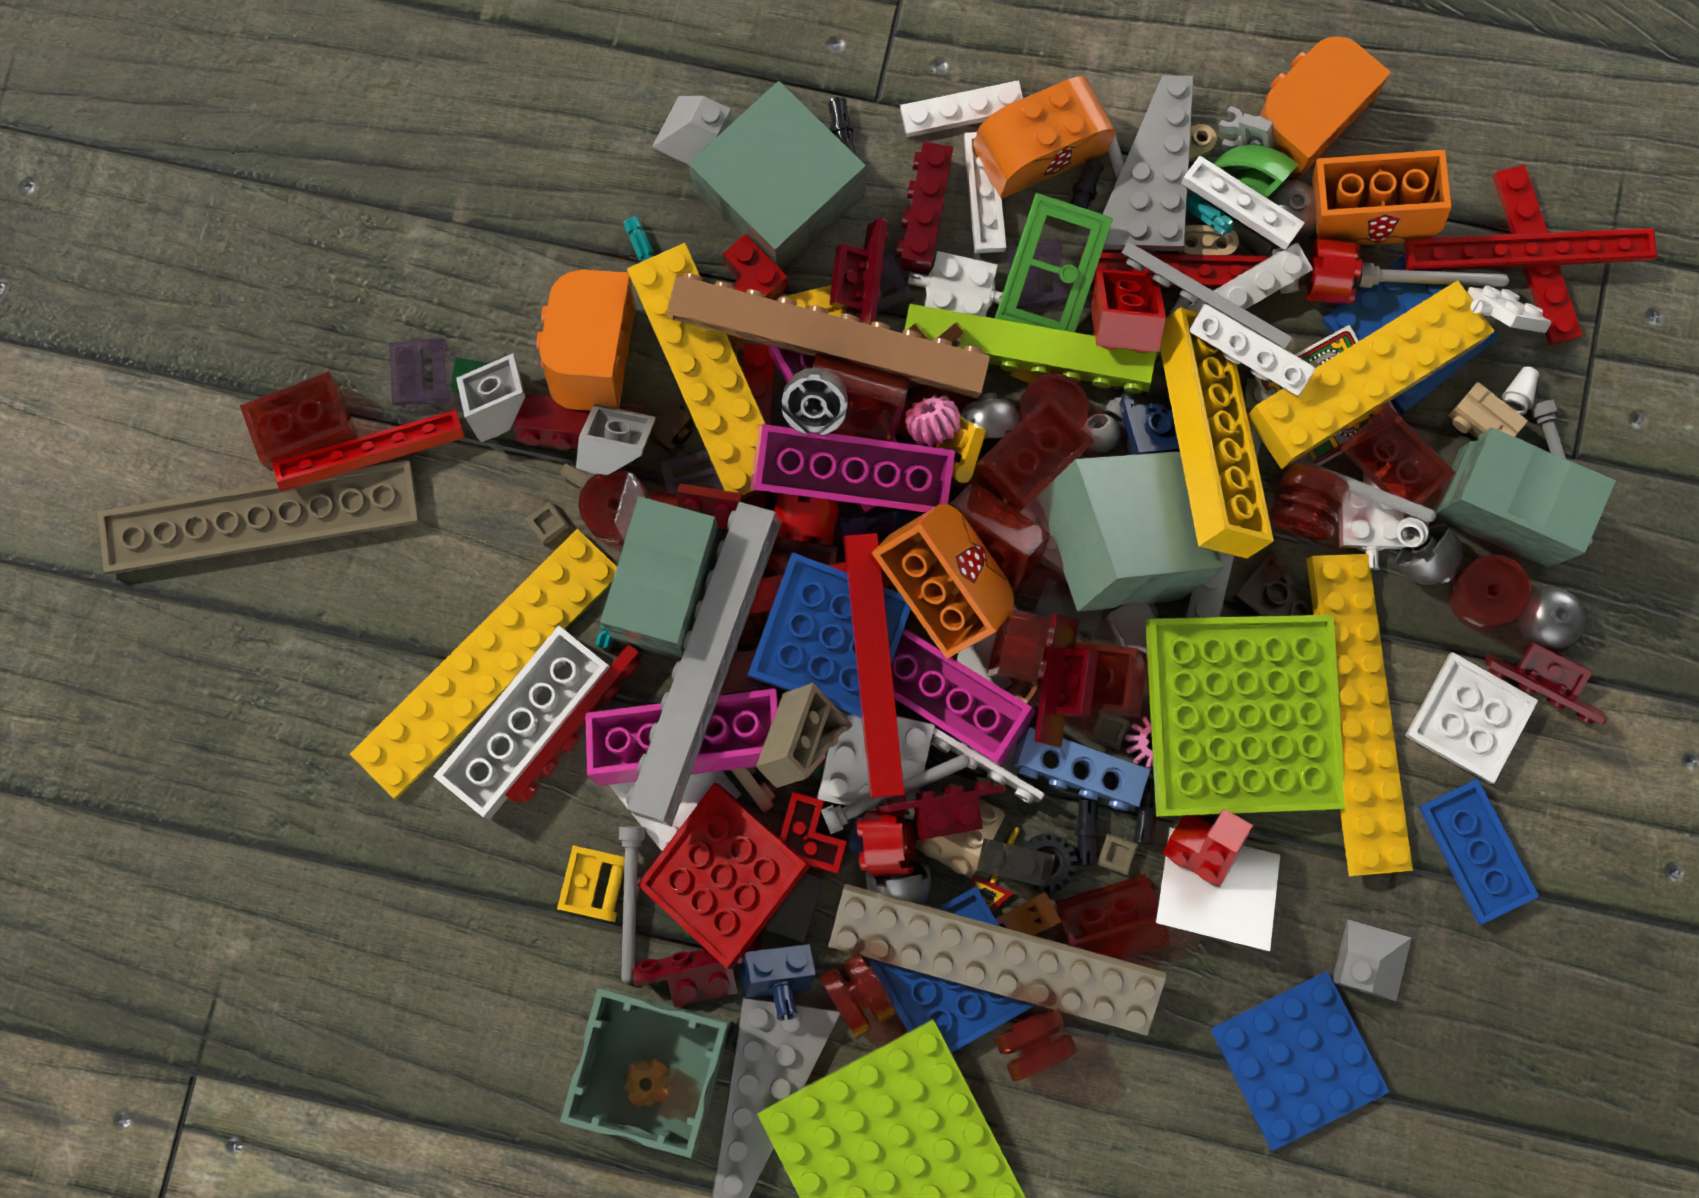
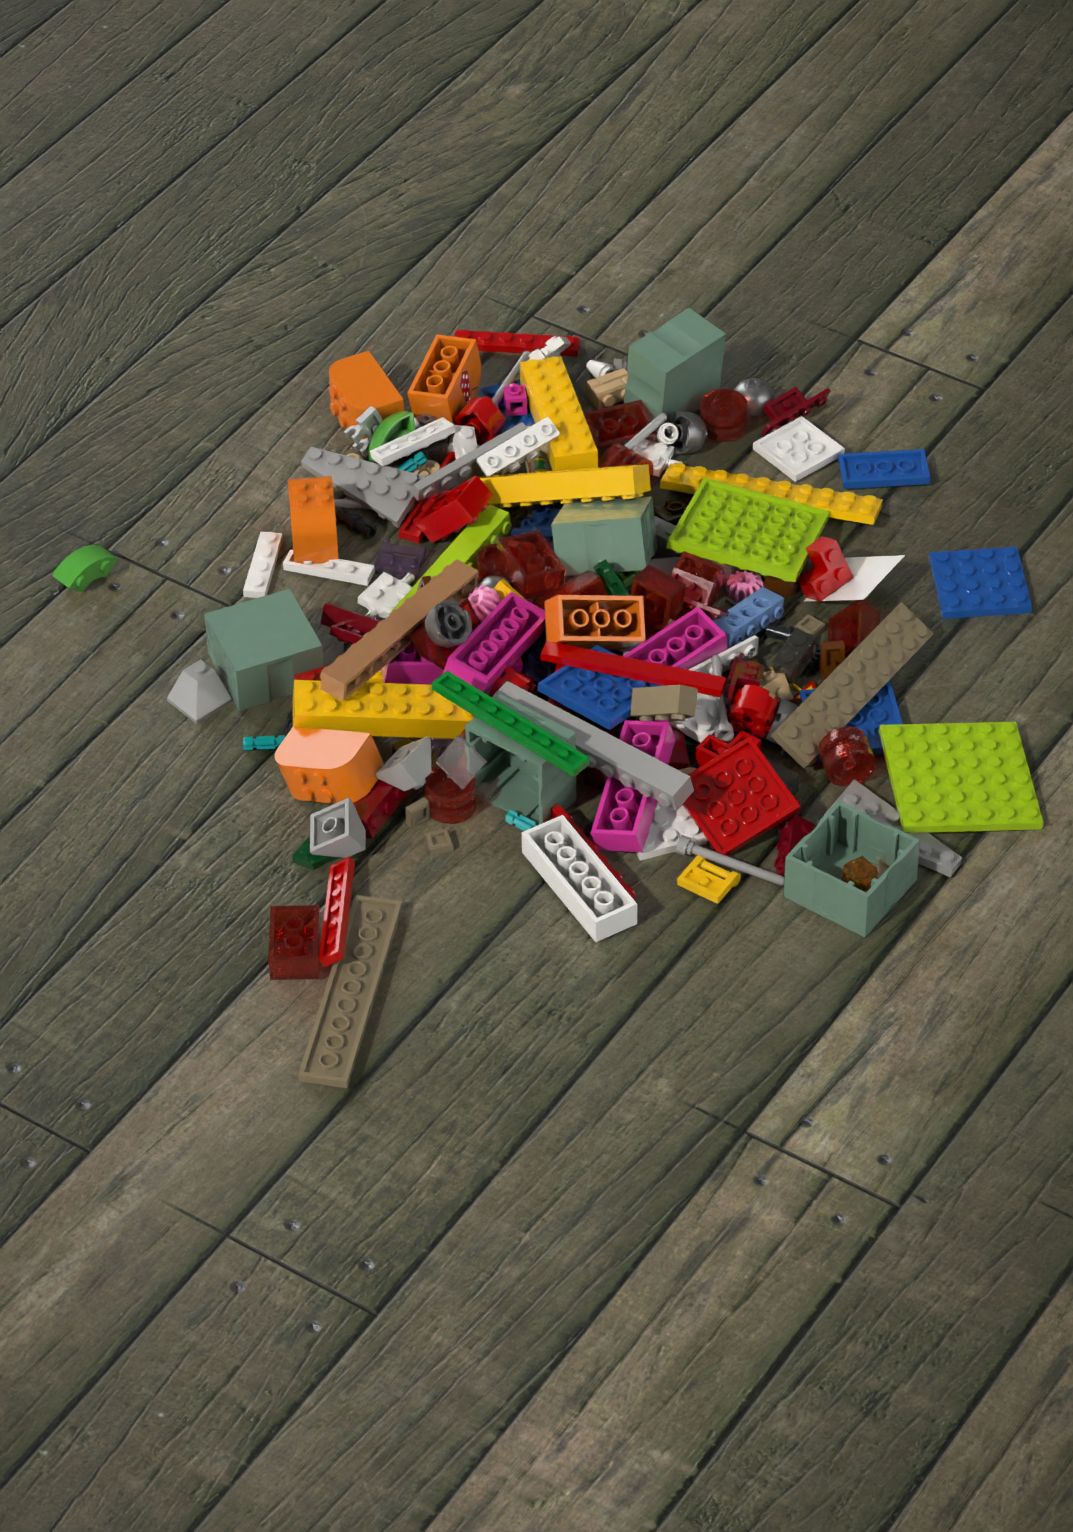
camera: 70 degrees left, 35 degrees down
(408, 372) = (290, 879): clear purple plate -> none
(484, 665) = (525, 899): yellow plate -> none
(648, 555) = (511, 723): none -> green plate
(778, 974) = (815, 791): dark blue brick -> none
(926, 209) = (317, 589): dark red brick -> none
(1033, 577) = (610, 580): none -> dark green wing
(1033, 1039) = (916, 682): clear red wheel -> none
(1068, 273) = (414, 531): bright green door -> none
(1146, 816) = (794, 606): black pin -> none
(1371, 960) = (930, 535): light grey slope -> none
(1389, 307) = (515, 394): none -> dark pink brick
(1530, 249) = (513, 339): red tile -> none

